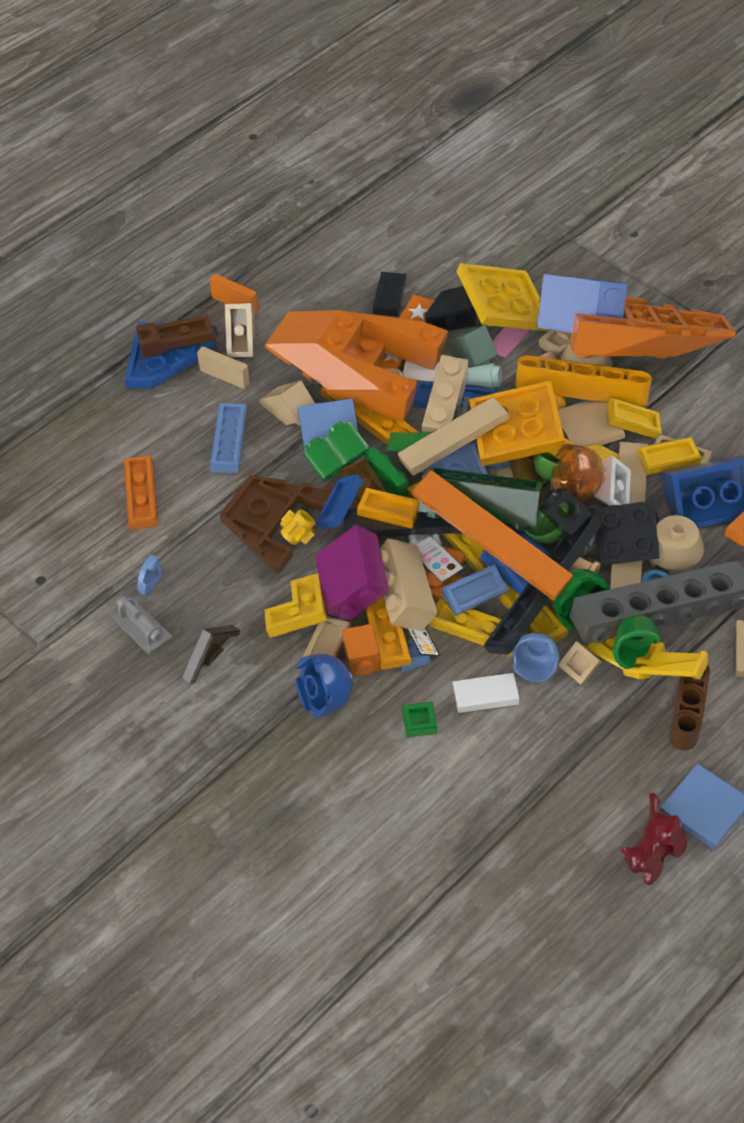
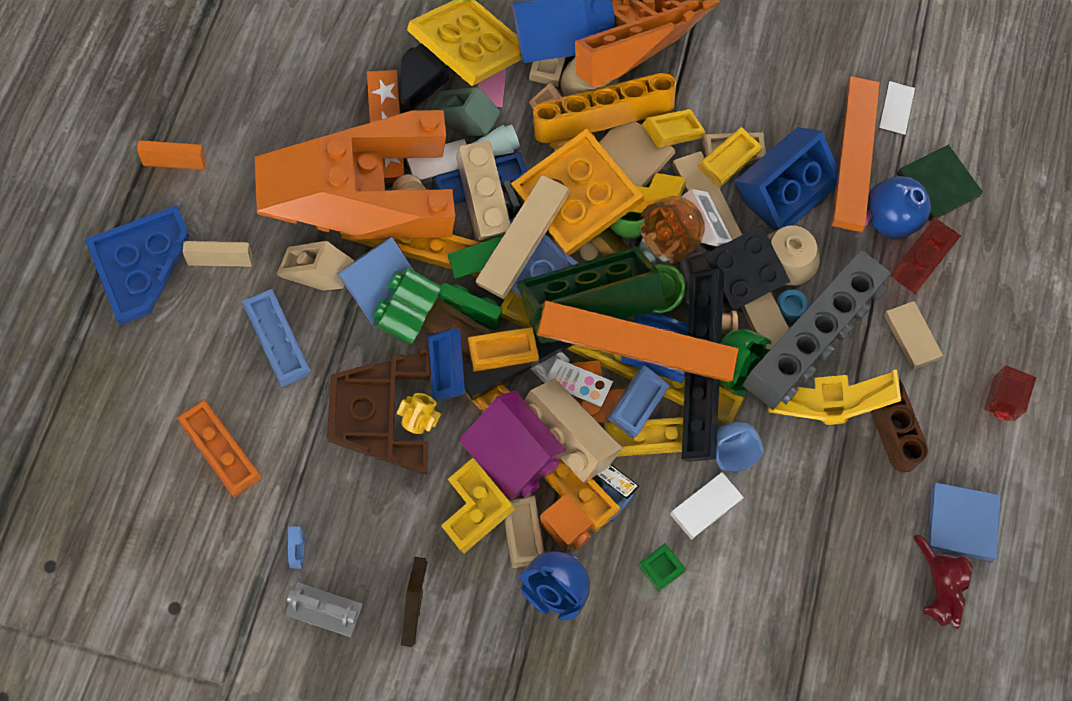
camera: 40 degrees left, 15 degrees up
(173, 335) = (142, 240): reddish brown plate -> none
(240, 329) = (206, 197): tan slope -> none
(389, 294) = (338, 80): black tile -> none
(575, 514) = (688, 277): black brick -> none
(580, 663) = (778, 430): tan plate -> none
(634, 640) = (826, 384): green hair -> none

